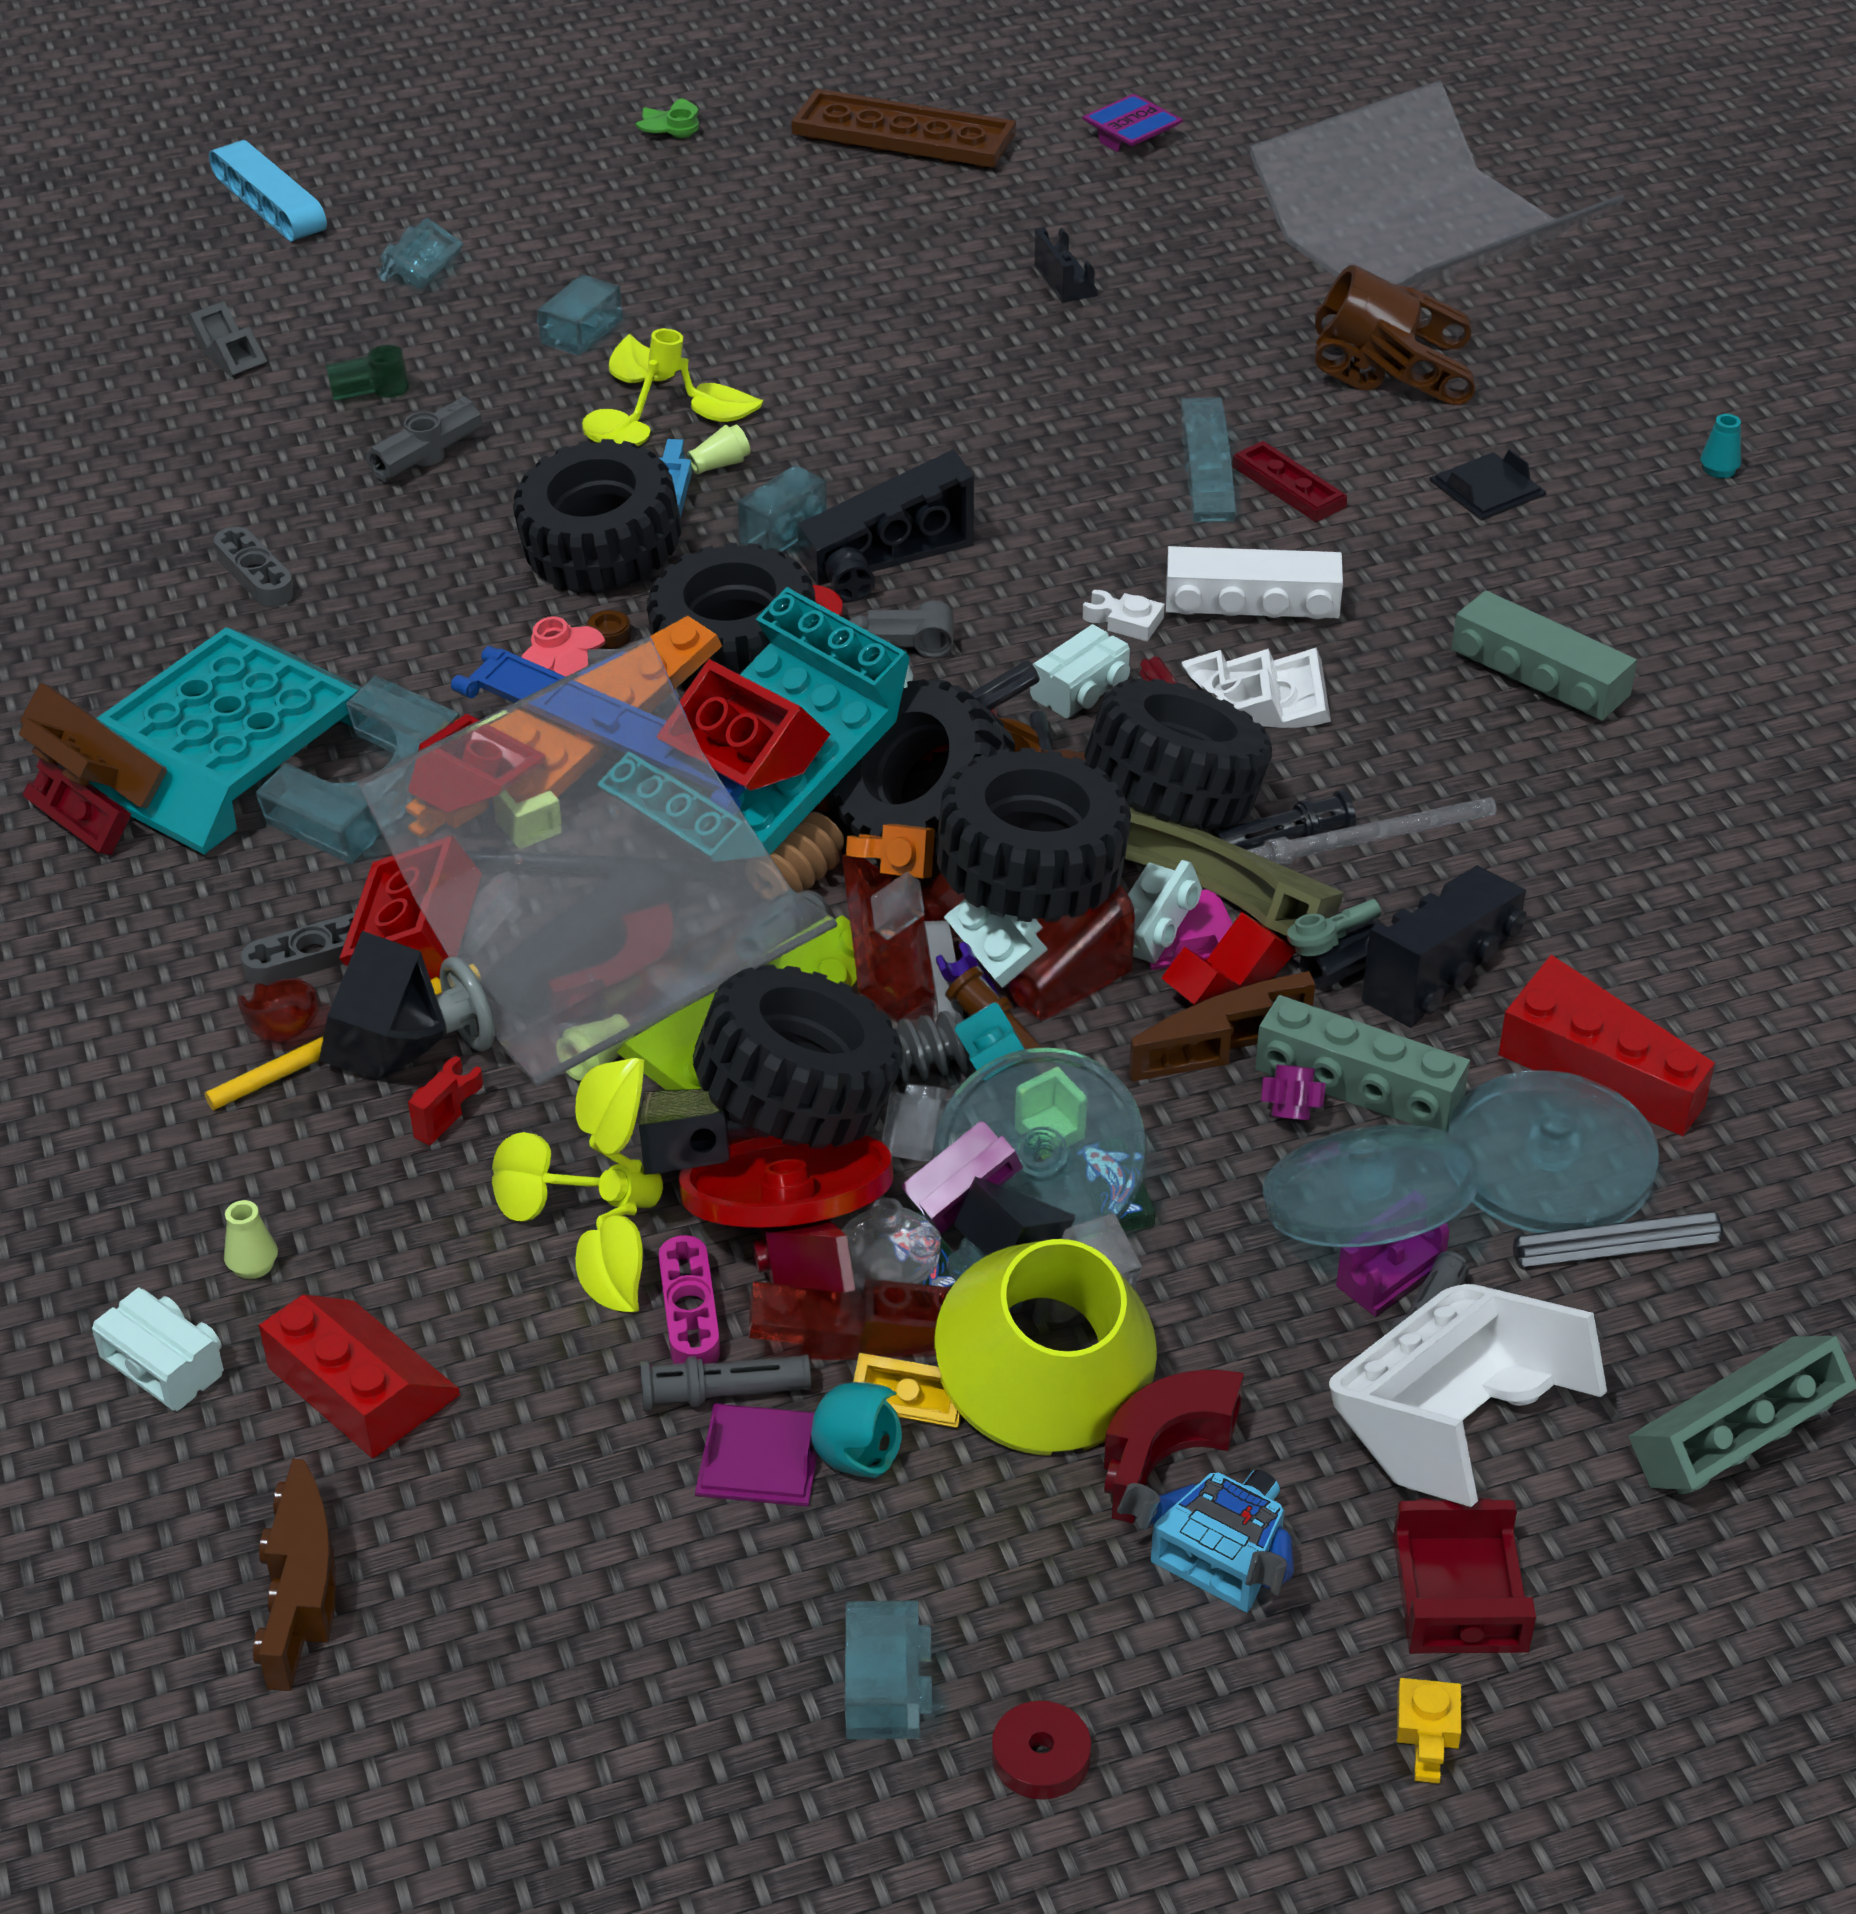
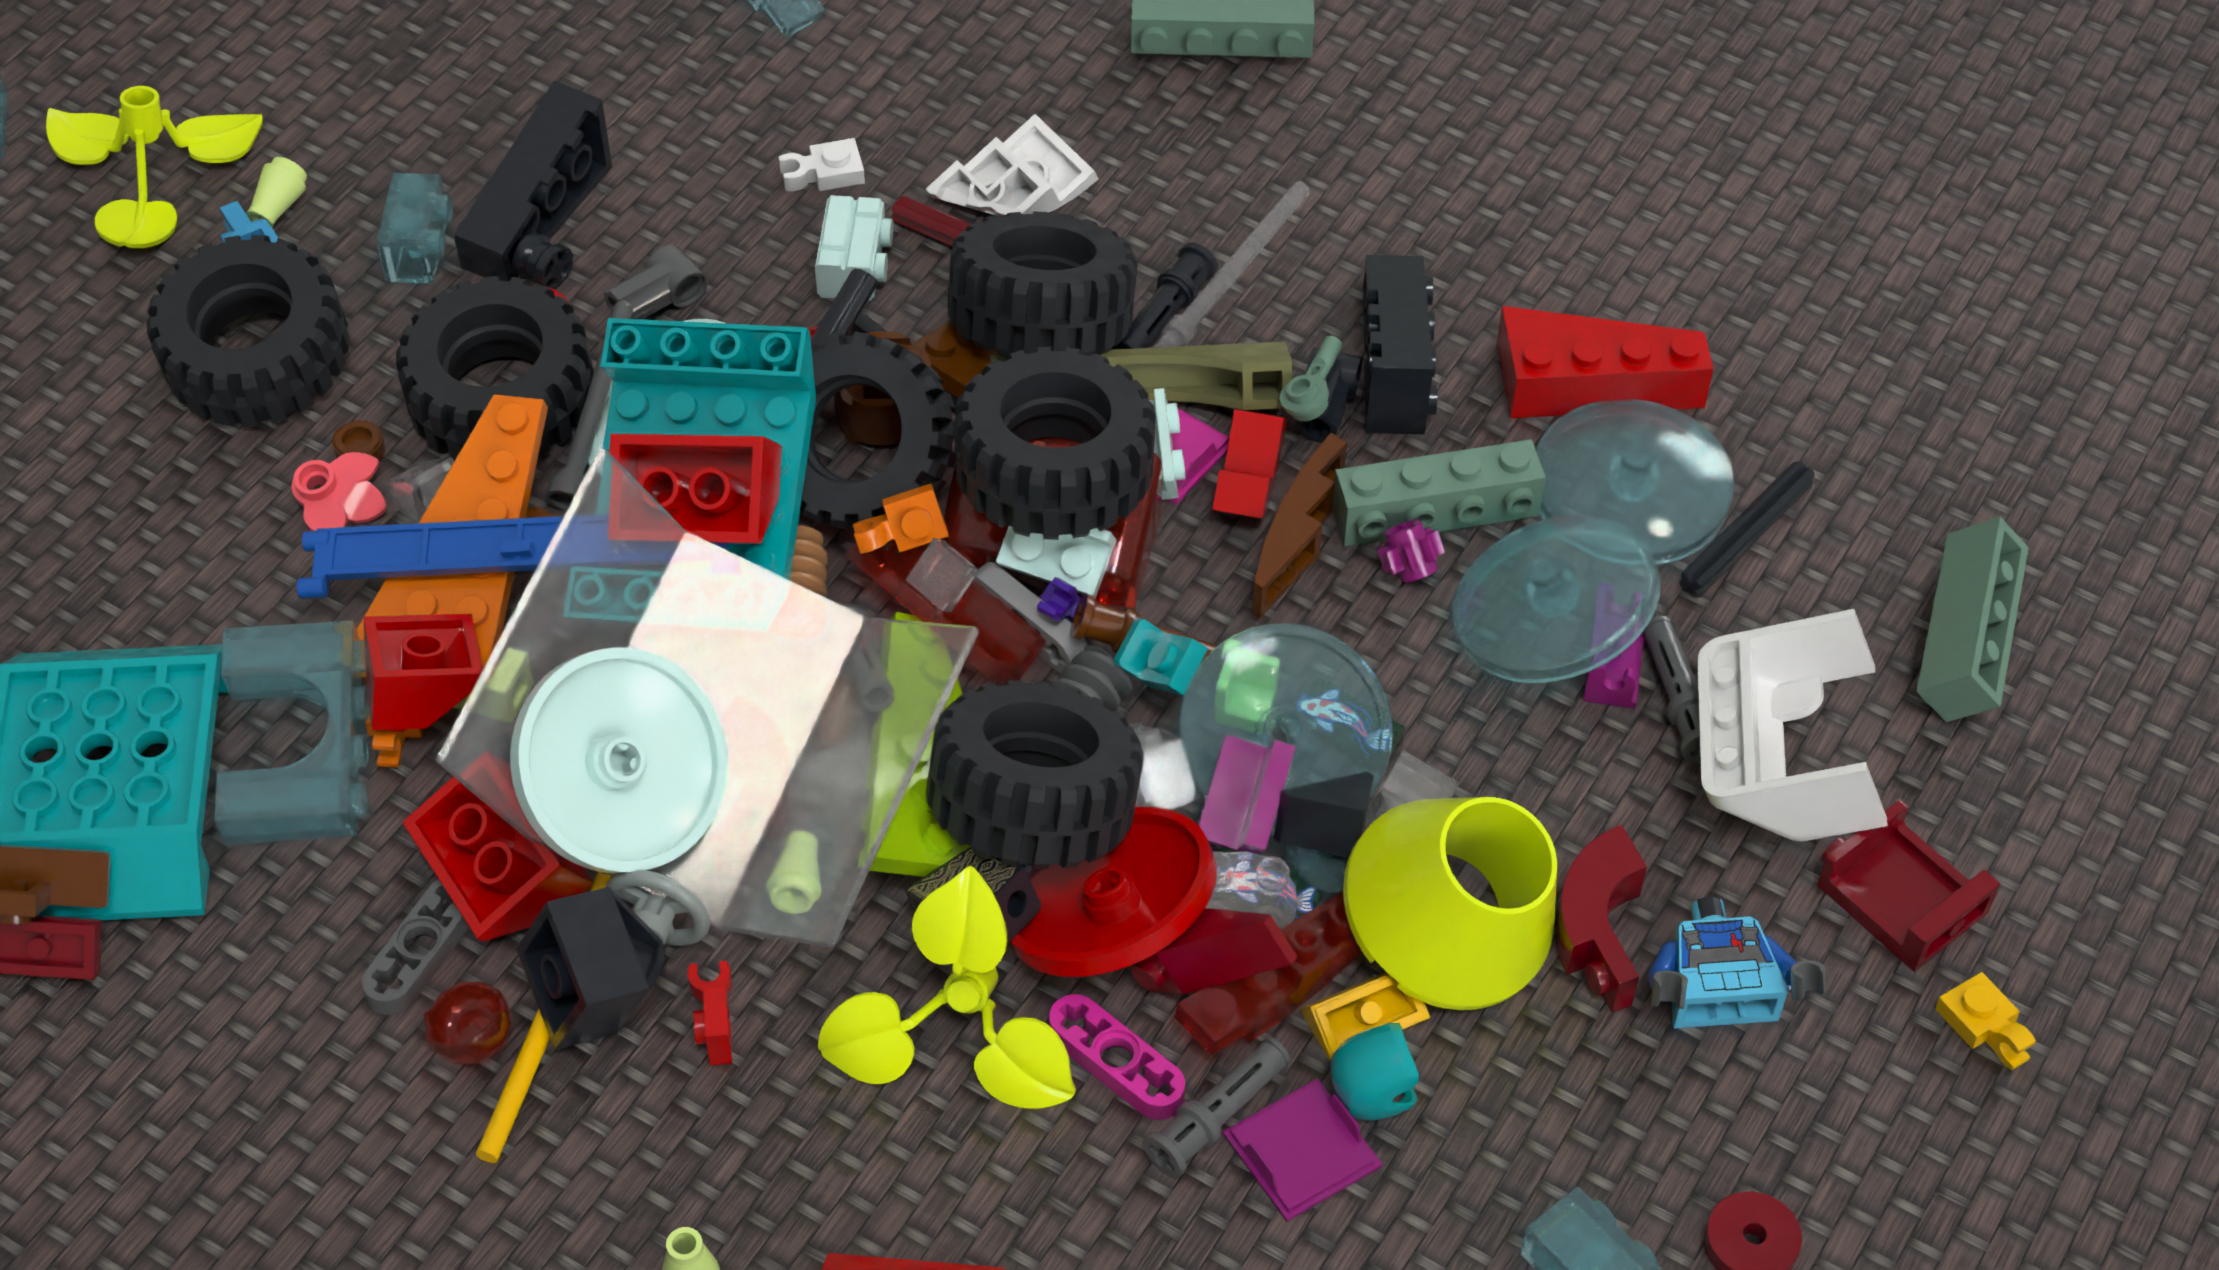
camera: 40 degrees left, 10 degrees up
(504, 871) = (619, 760): none -> light aqua dish
(1254, 582) = (918, 75): white brick -> none

